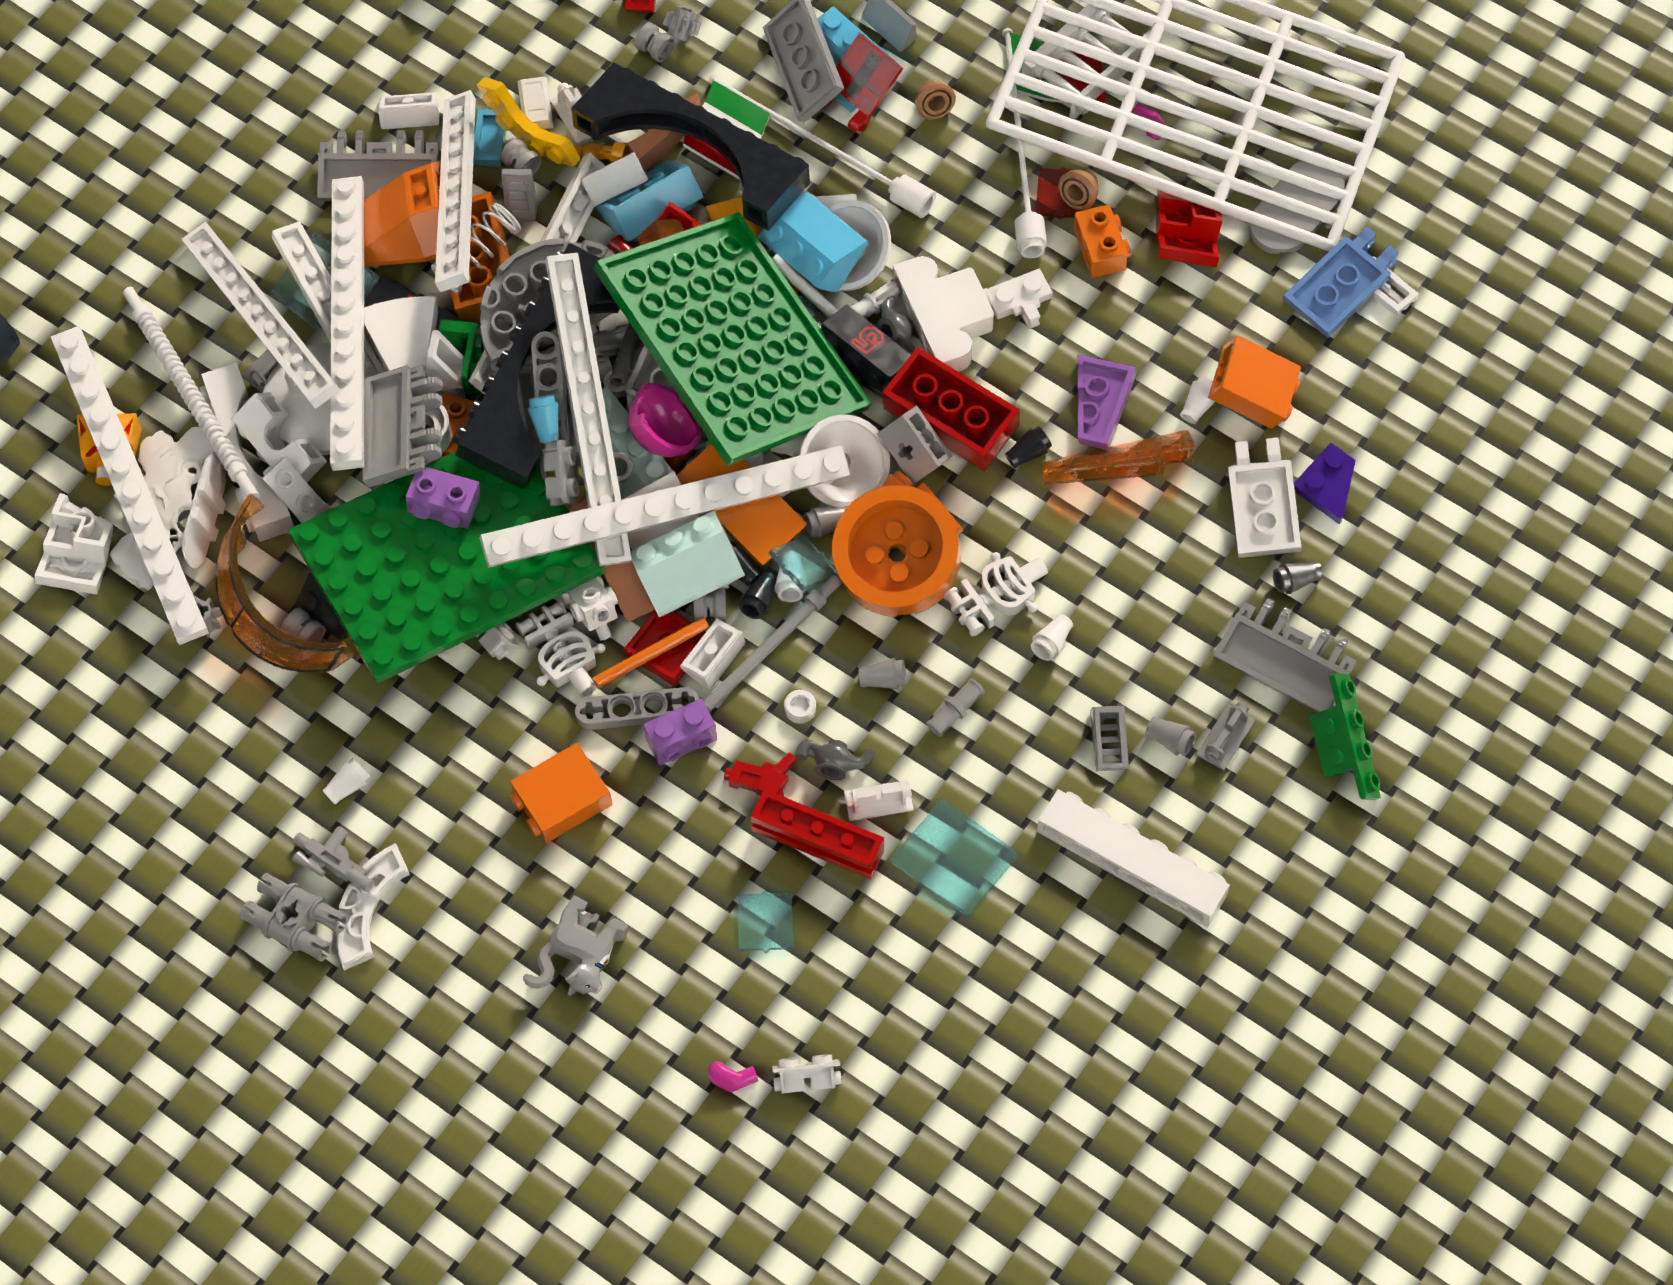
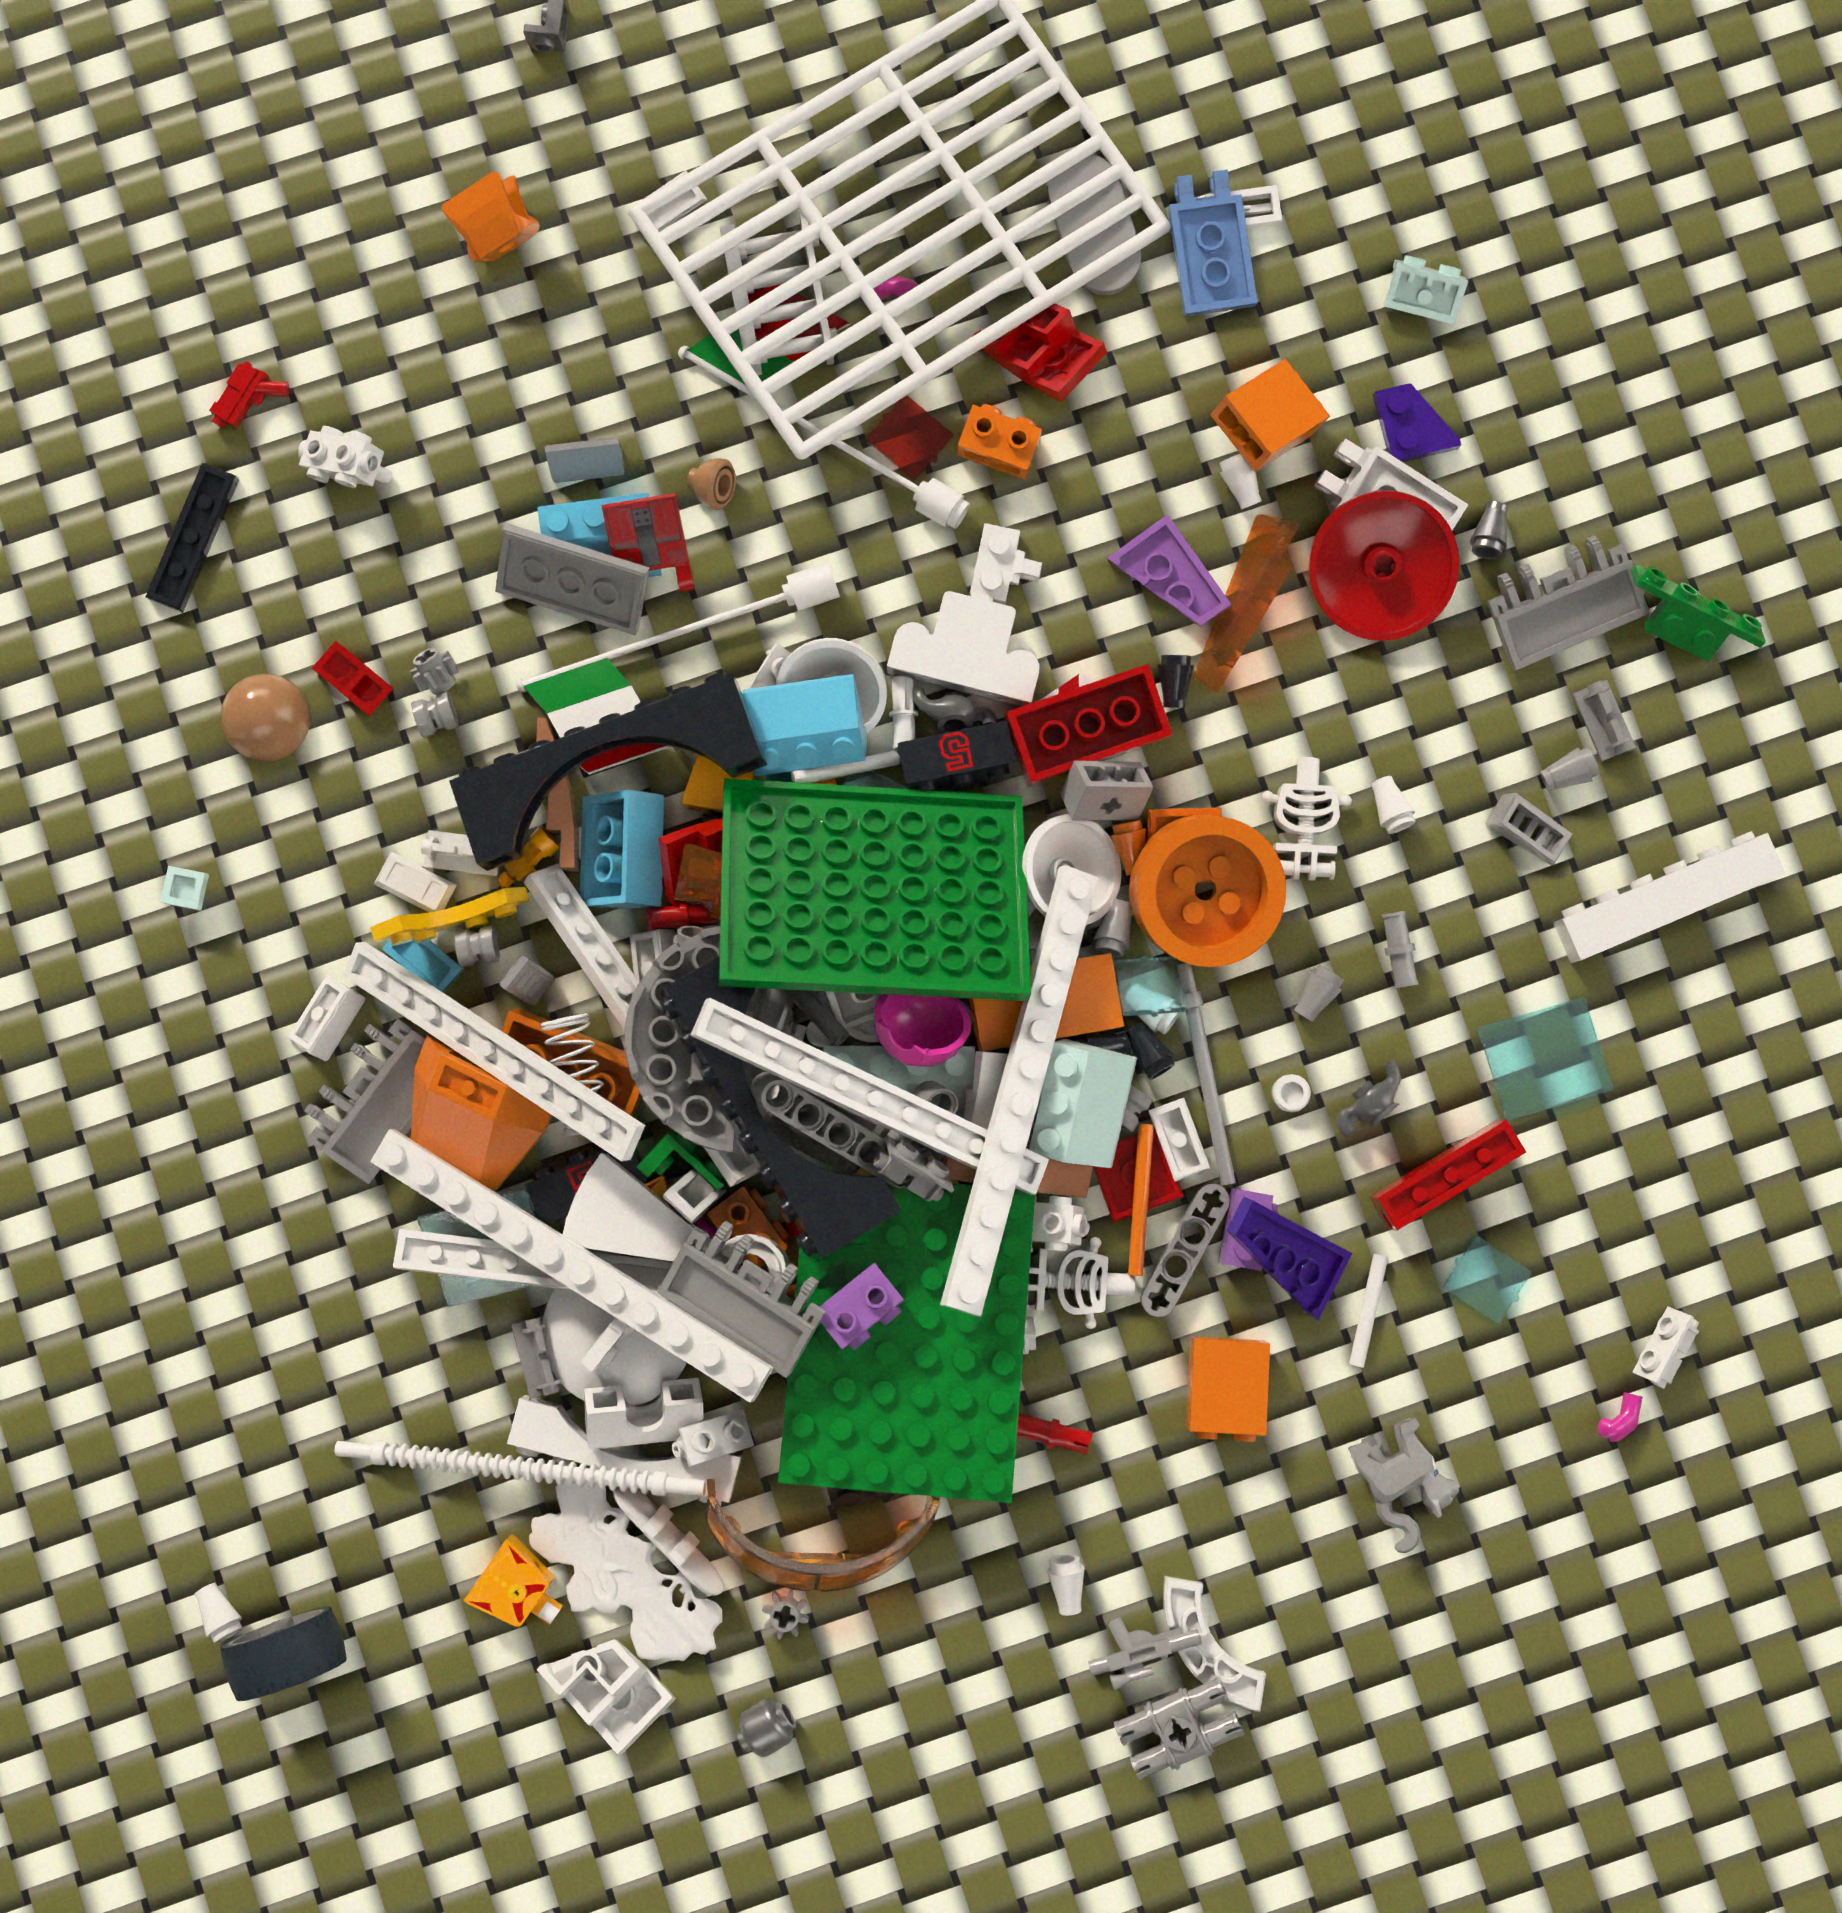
camera: 60 degrees left, 20 degrees up
(114, 653) = (766, 1727): none -> flat silver head
(130, 486) = (585, 1599): white plate -> none
(261, 315) = (495, 1347): white plate -> none
(300, 626) = (862, 1525): light grey wheel -> none
(445, 702) = (1053, 1434): none -> red pin
(544, 416) = (850, 1148): medium azure cone -> none
(614, 179) = (582, 872): white slope -> none
(683, 770) = (1291, 1254): none -> dark purple wing
(684, 855) = (1368, 1310): none -> white bar
(759, 778) = (1347, 1180): red piece -> none
(878, 800) = (1441, 1088): white hinge -> none
(1078, 189) = (928, 418): medium nougat brick -> none
(1212, 518) = (1384, 565): none -> red dish
(1426, 426) = (1426, 290): none -> light aqua bracket

